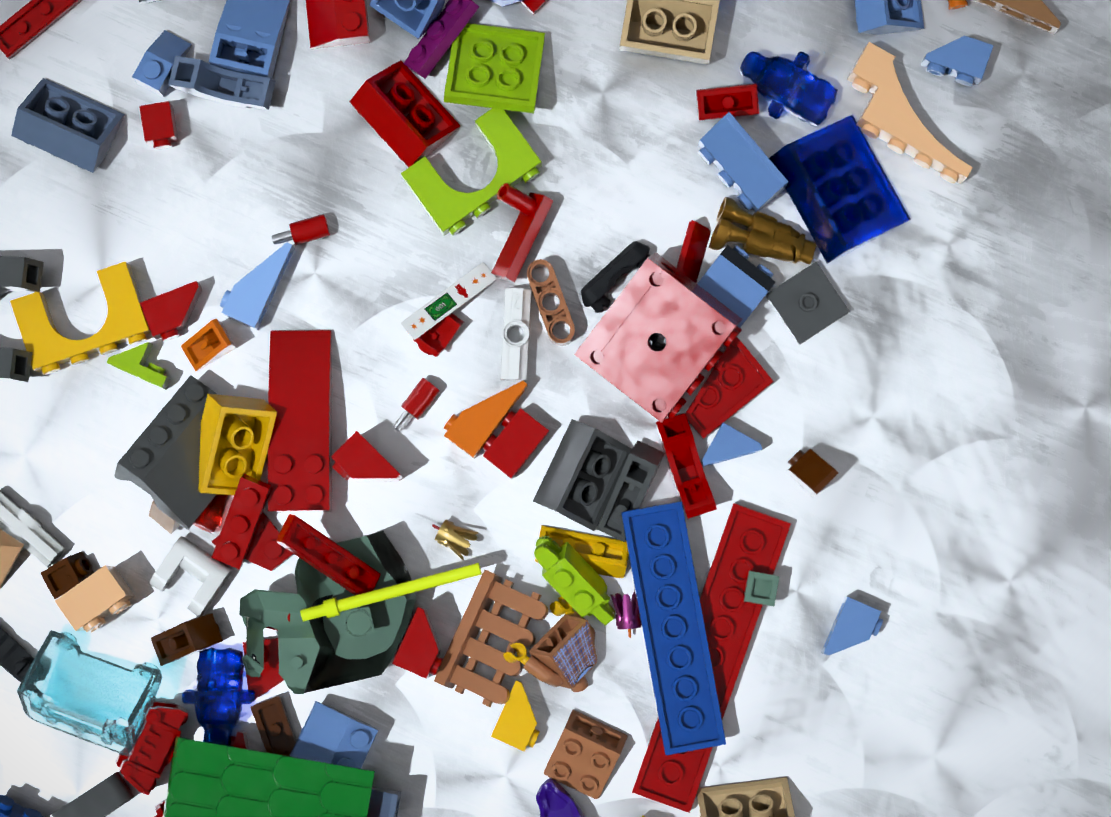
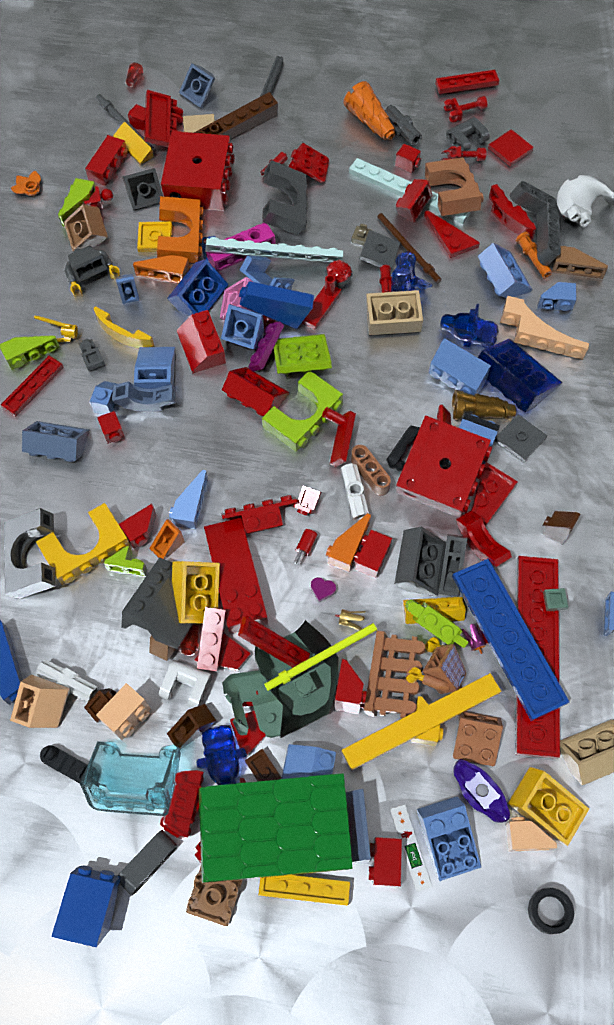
camera: 15 degrees left, 20 degrees down
(304, 231) = (212, 465): red piece -> none
(356, 336) = (260, 516): none -> red bracket
(363, 462) = (283, 584): red slope -> none
(425, 478) = (322, 589): none -> magenta tile
(448, 301) = (308, 481): white sticker -> none
(509, 718) = (420, 721): none -> yellow tile
(717, 102) = (431, 344): red slope -> none
(729, 445) = (505, 523): medium blue slope -> none

